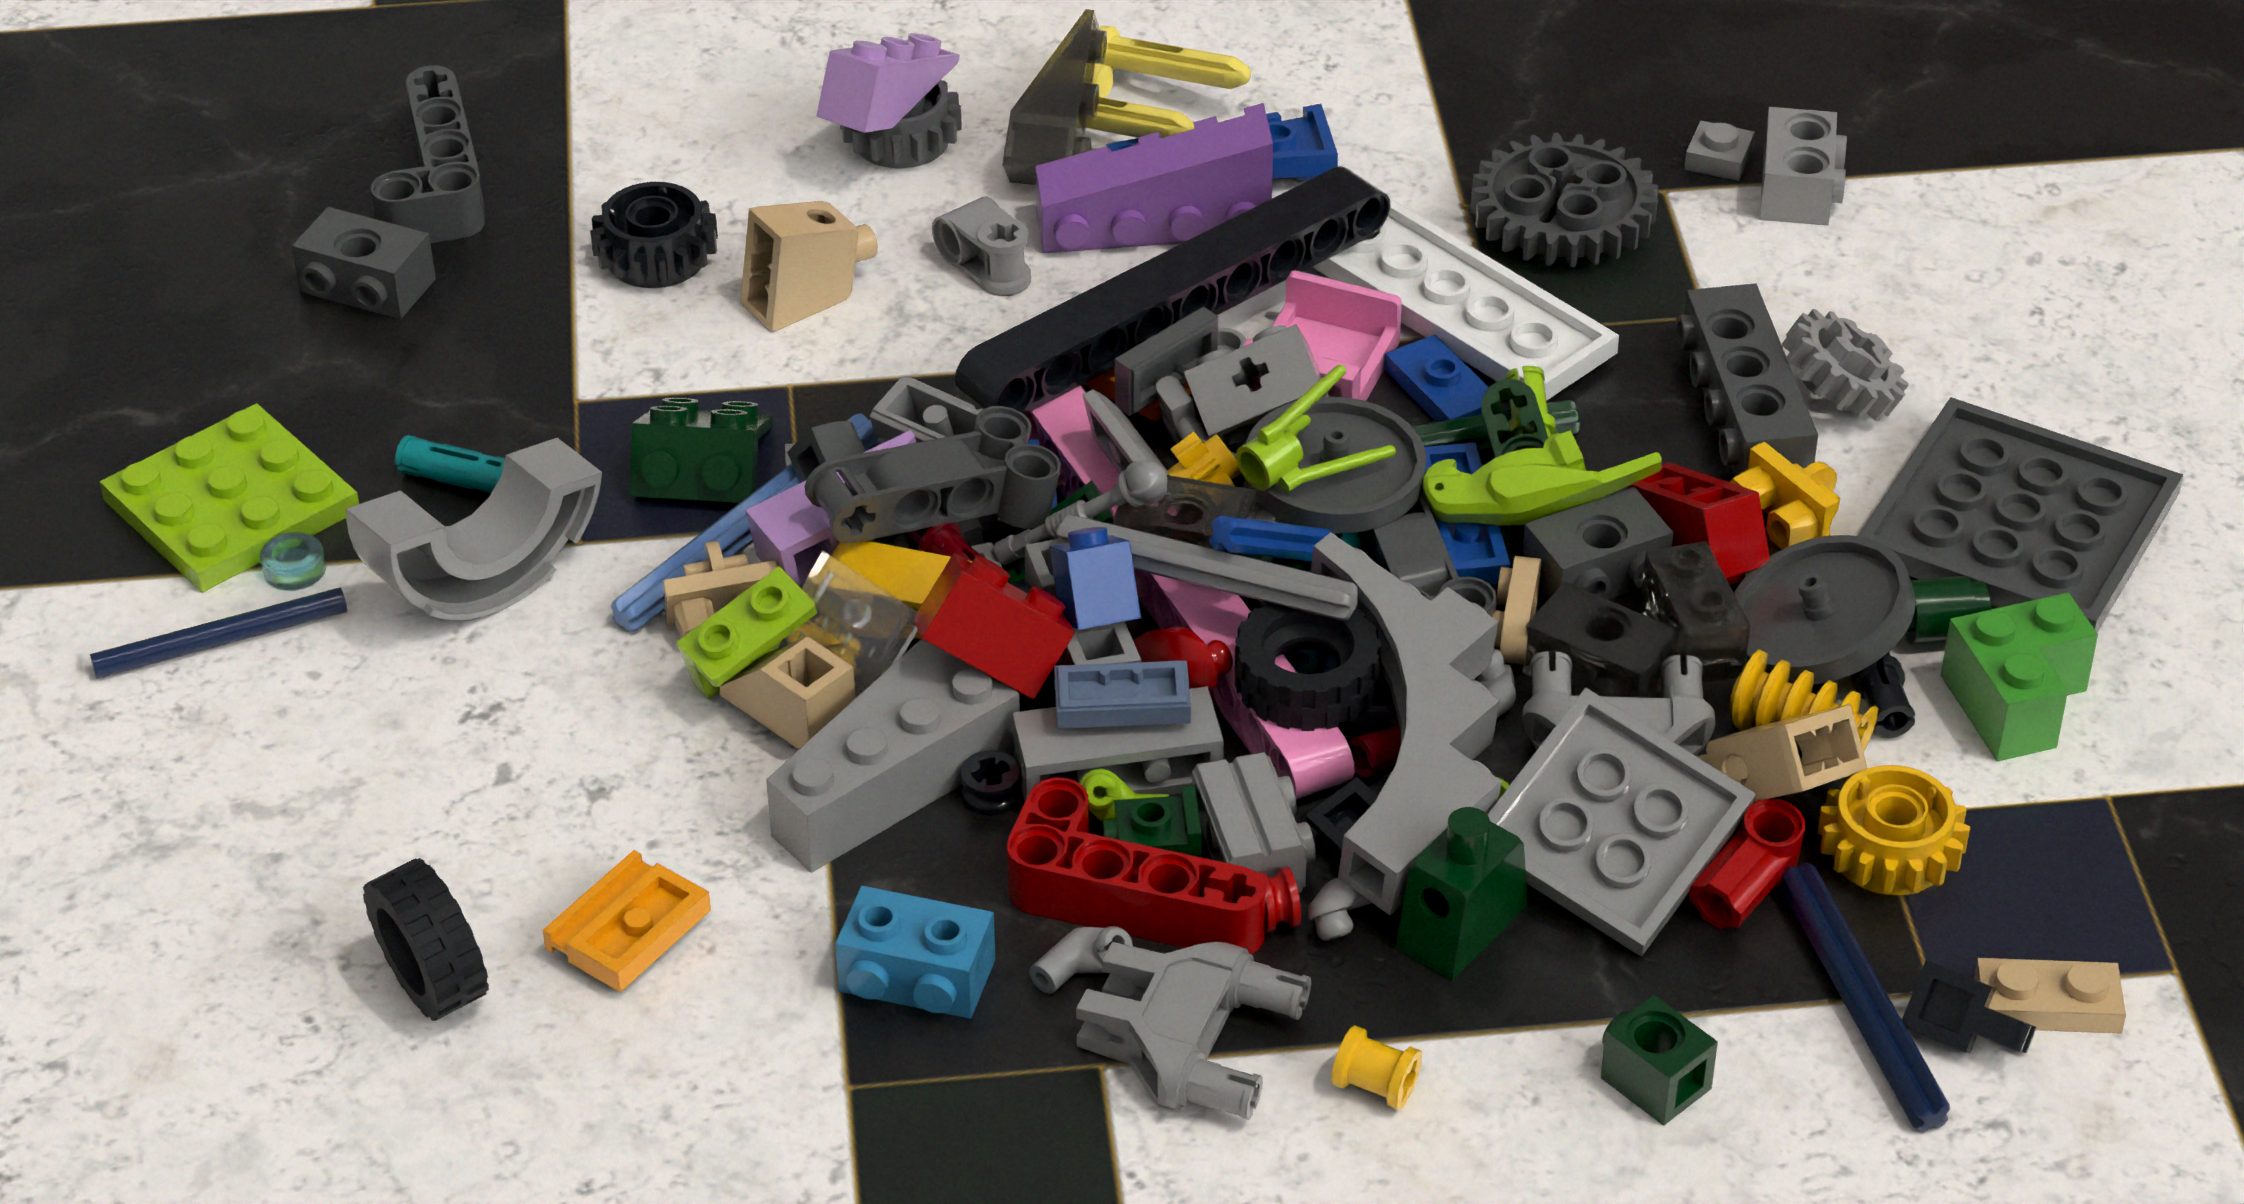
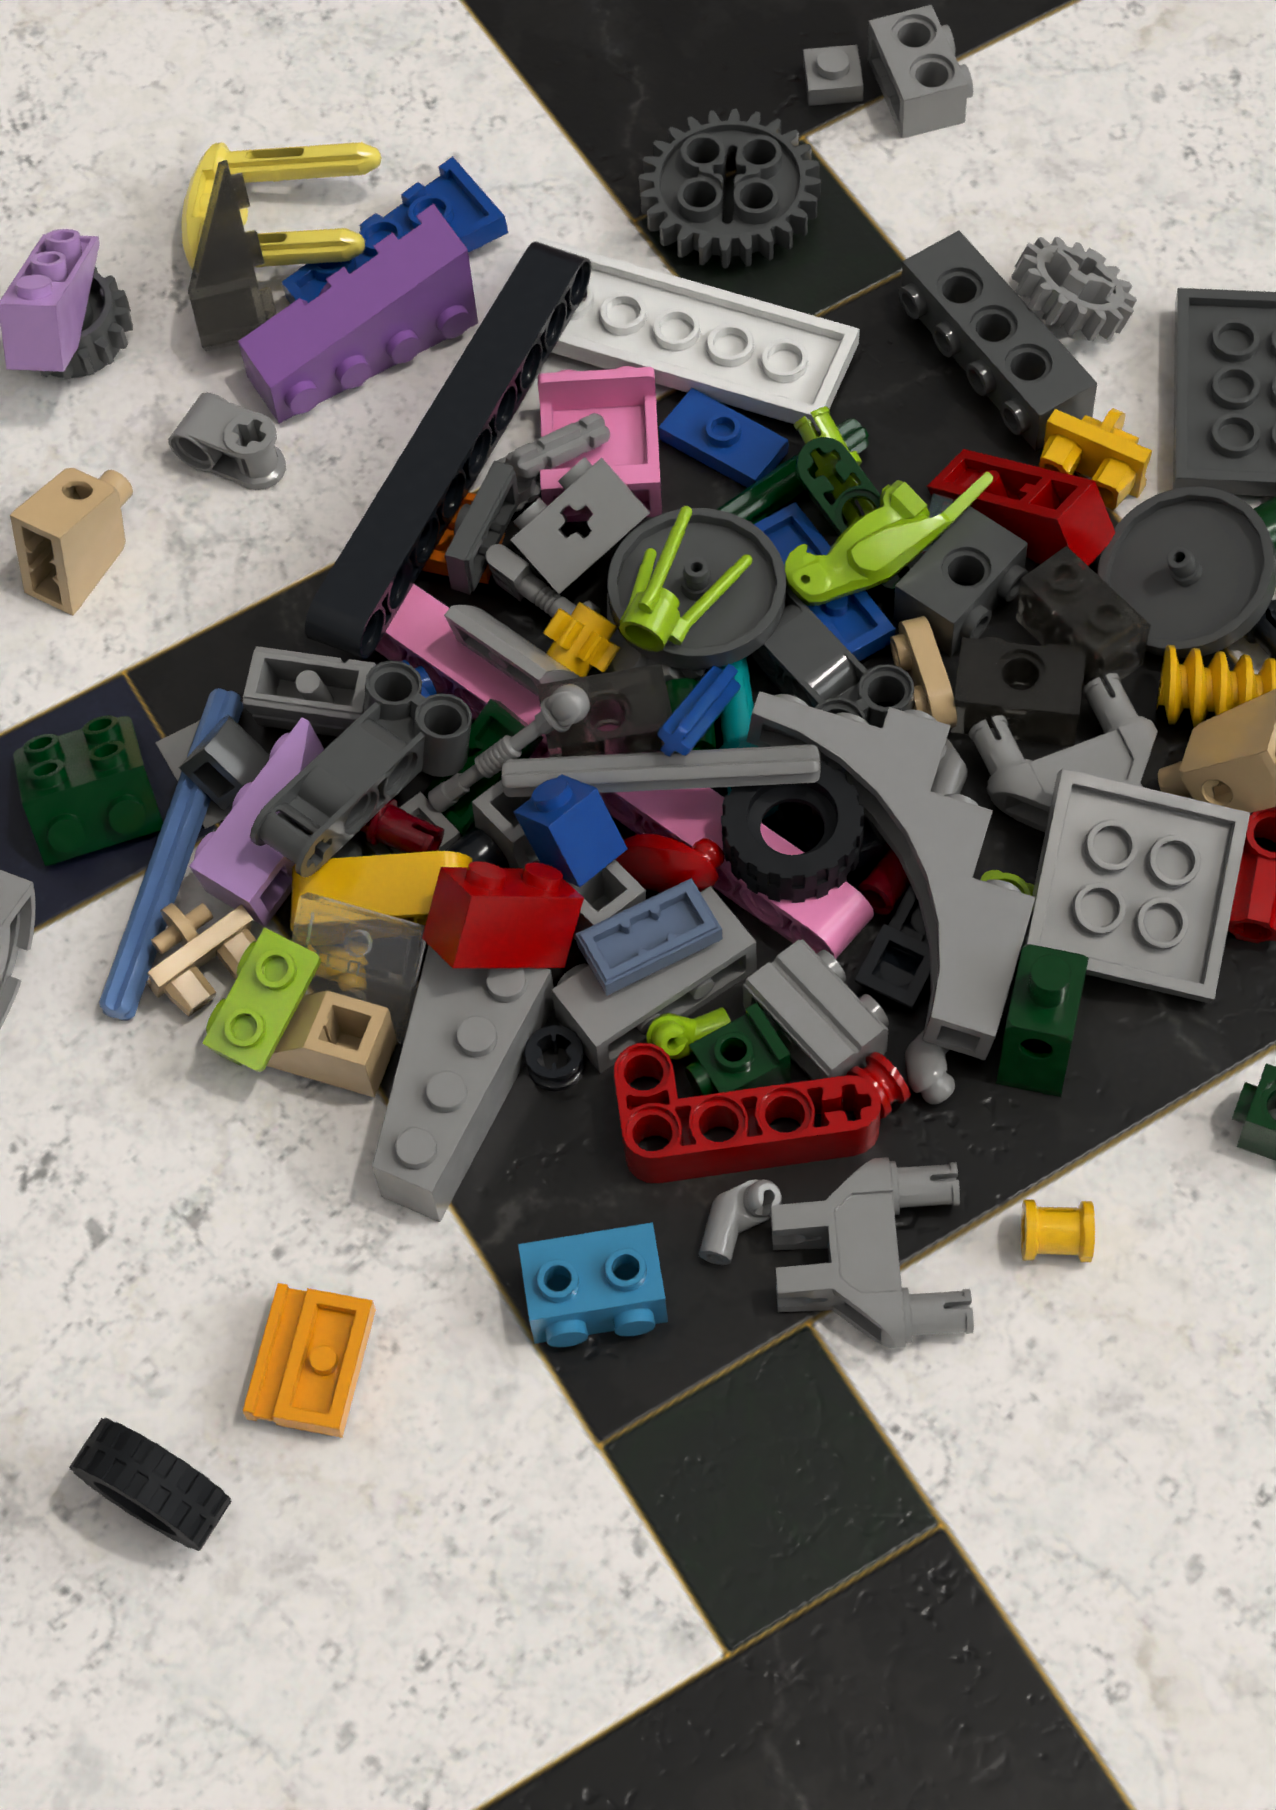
camera: 20 degrees left, 20 degrees up
(1240, 326) = (558, 447): none -> light grey axle

